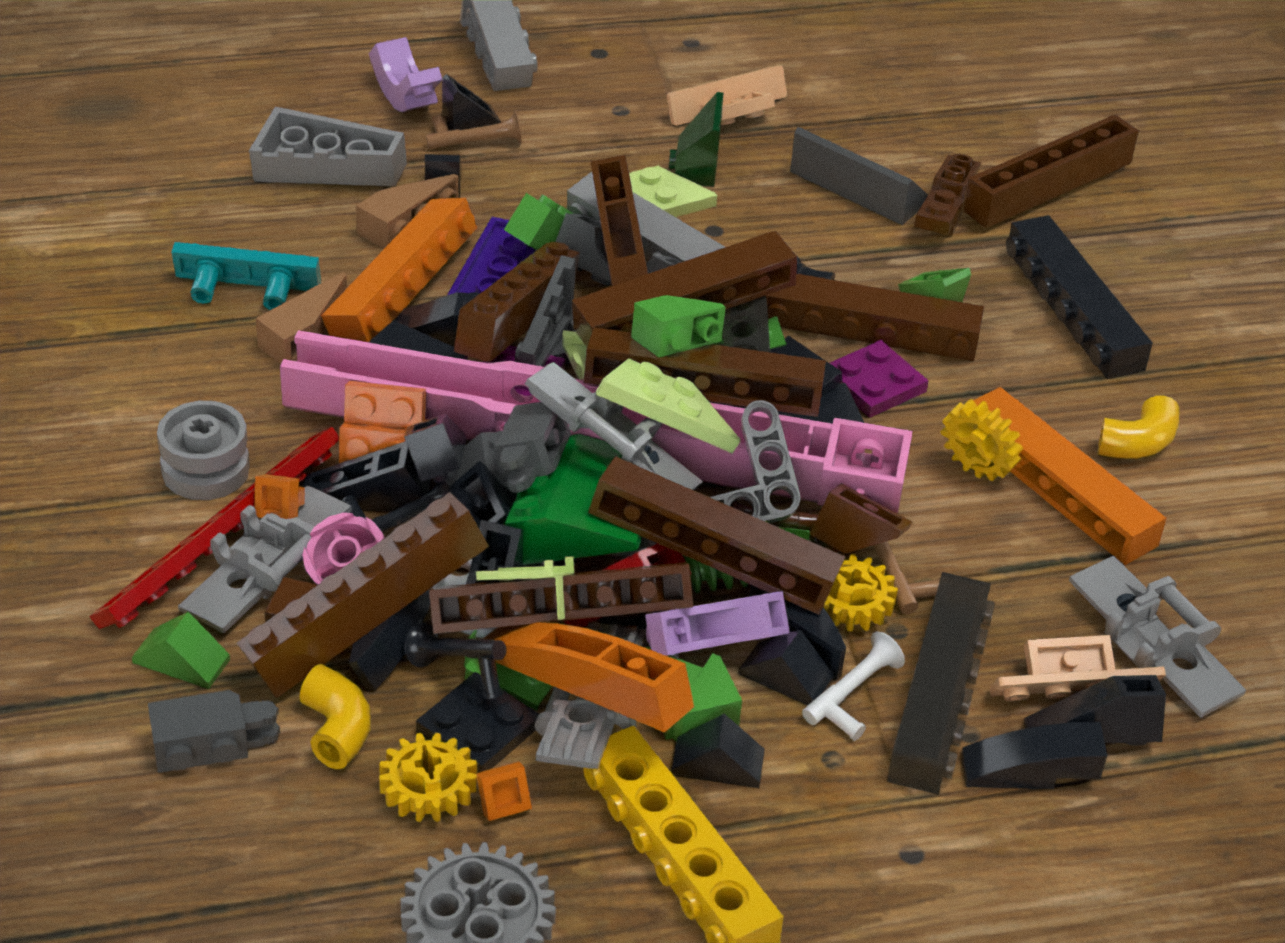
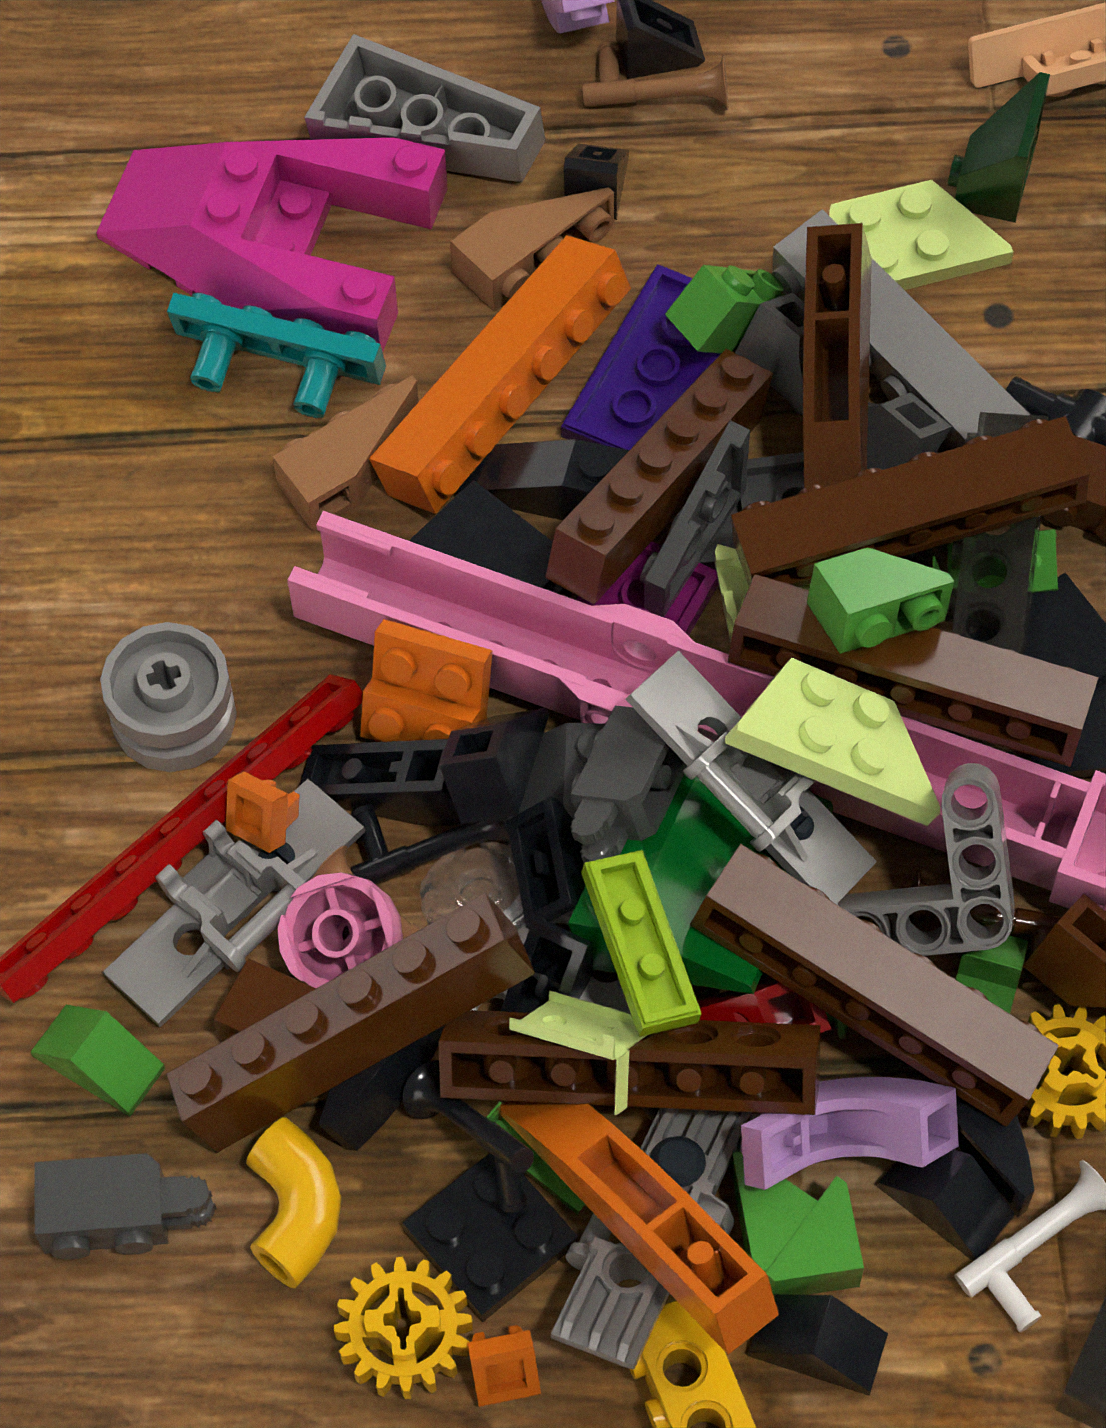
camera: 15 degrees right, 20 degrees up
(231, 205) = (250, 212): none -> dark pink wedge
(558, 520) = (641, 943): none -> lime tile

